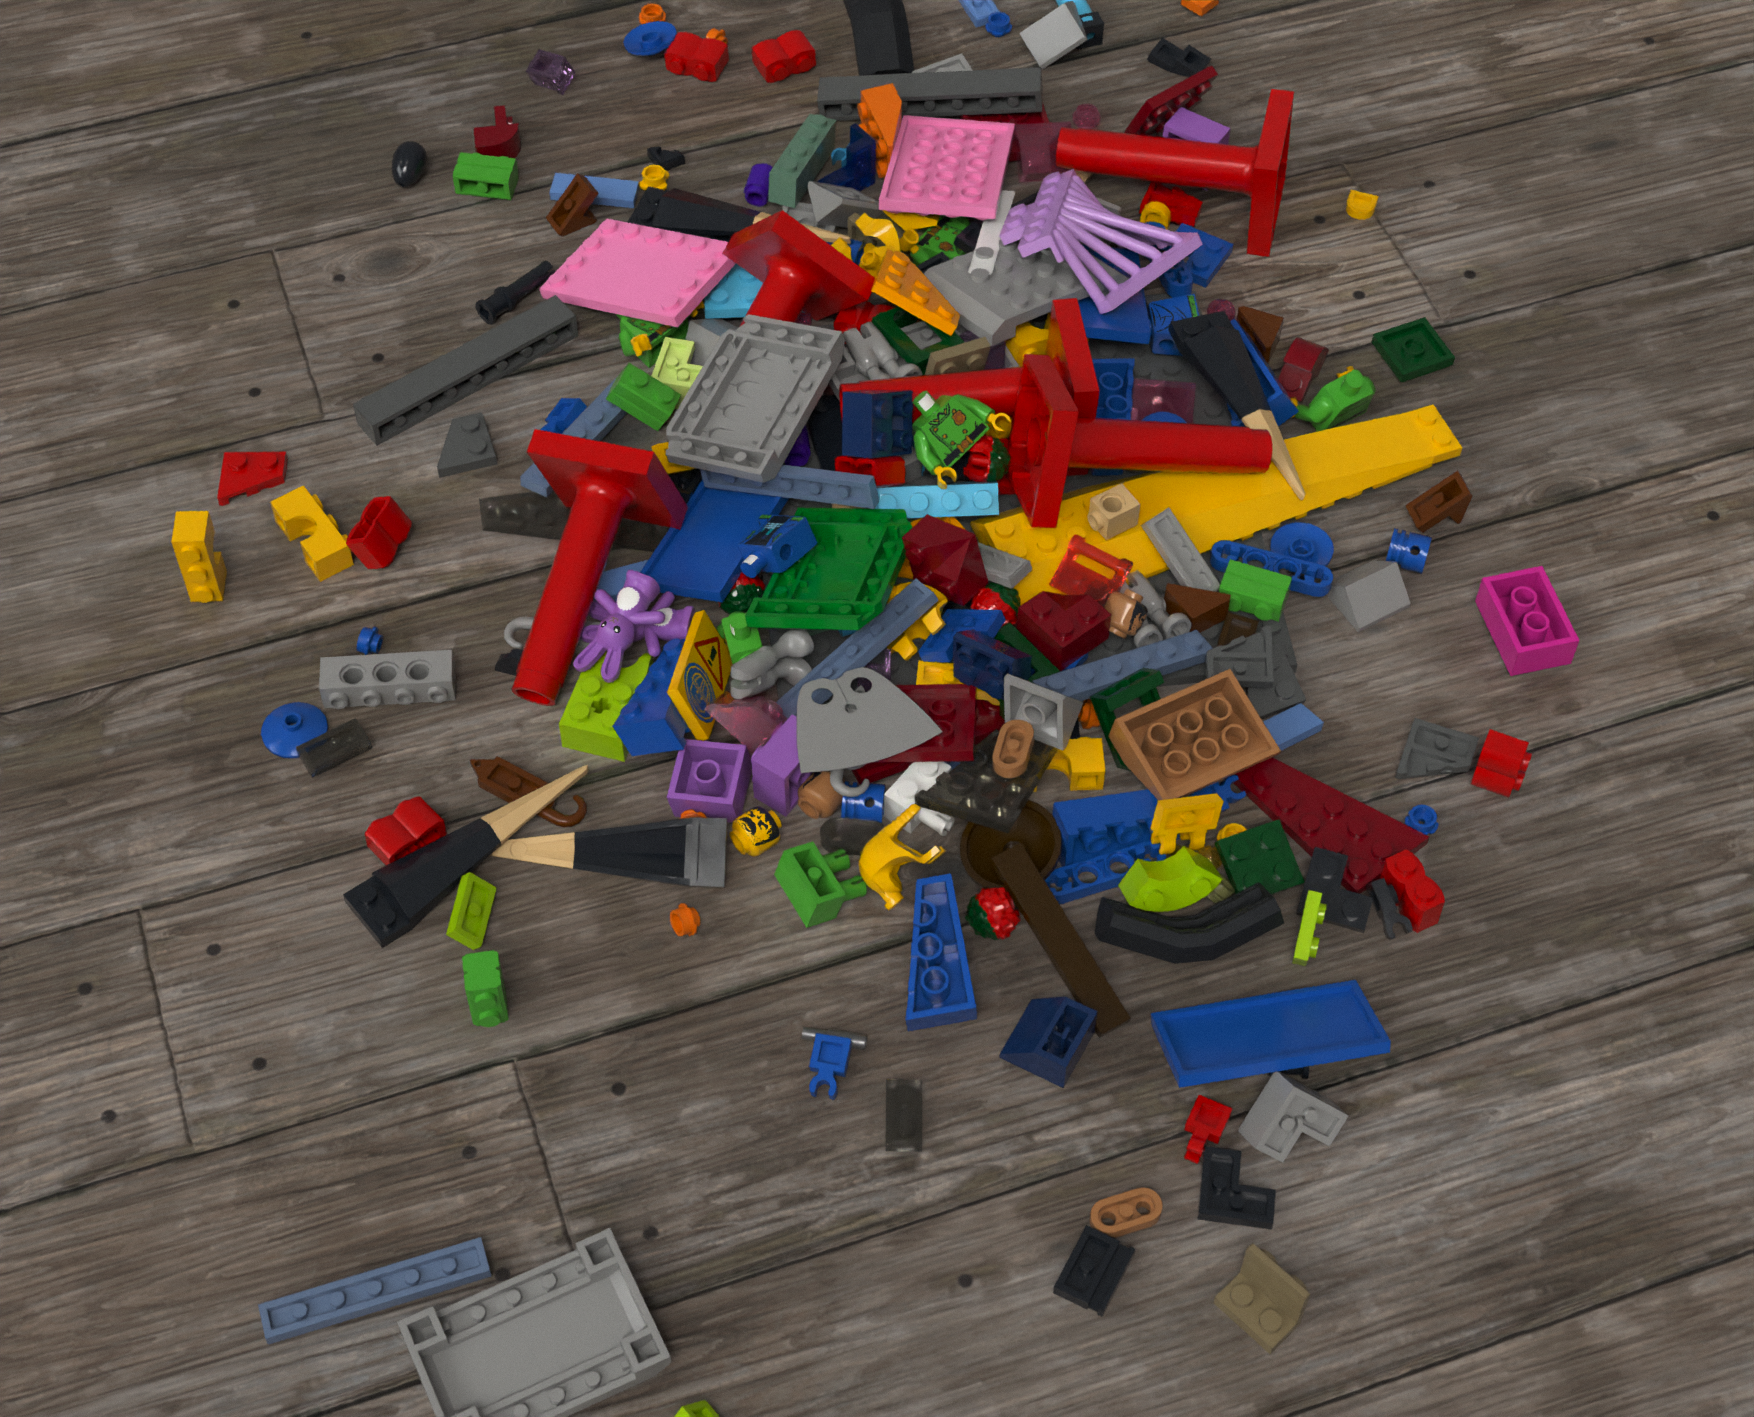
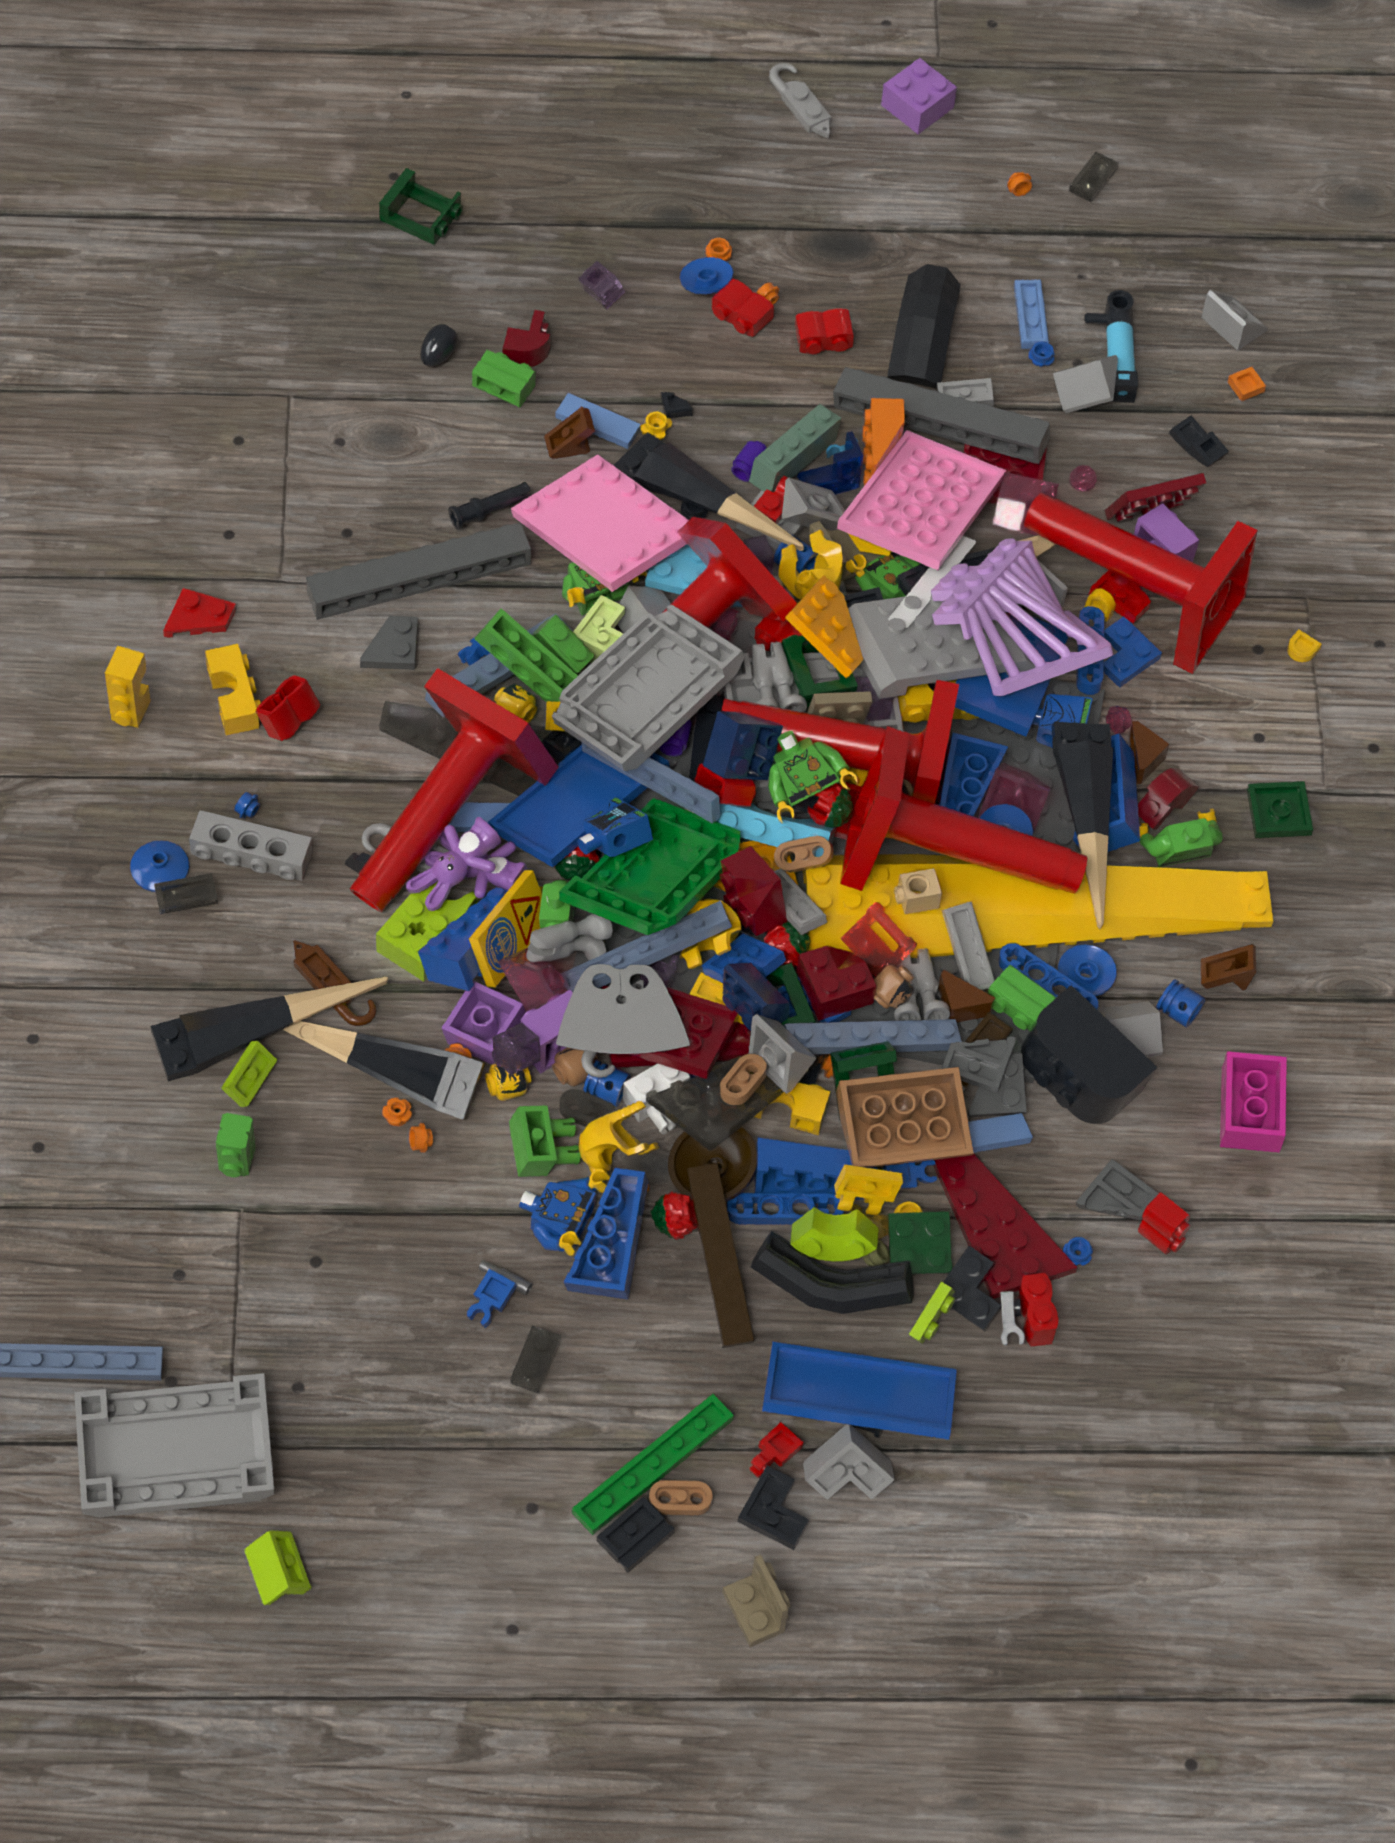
camera: 15 degrees right, 5 degrees up
(323, 40) = (405, 188): none -> dark green panel
(404, 831) = (219, 987): red brick -> none
(612, 411) = (525, 656): none -> bright green brick
(652, 908) = (394, 1118): none -> orange plate
(758, 792) = (516, 1049): none -> clear purple brick
(802, 210) = (772, 502): none -> red plate
(872, 947) = (563, 1210): none -> blue torso
(978, 509) = (804, 854): none -> medium nougat plate
(1051, 1038) = (679, 1336): dark blue slope -> none
(1079, 1188) = (652, 1464): none -> green plate
(1345, 627) = (1084, 1059): none -> black brick

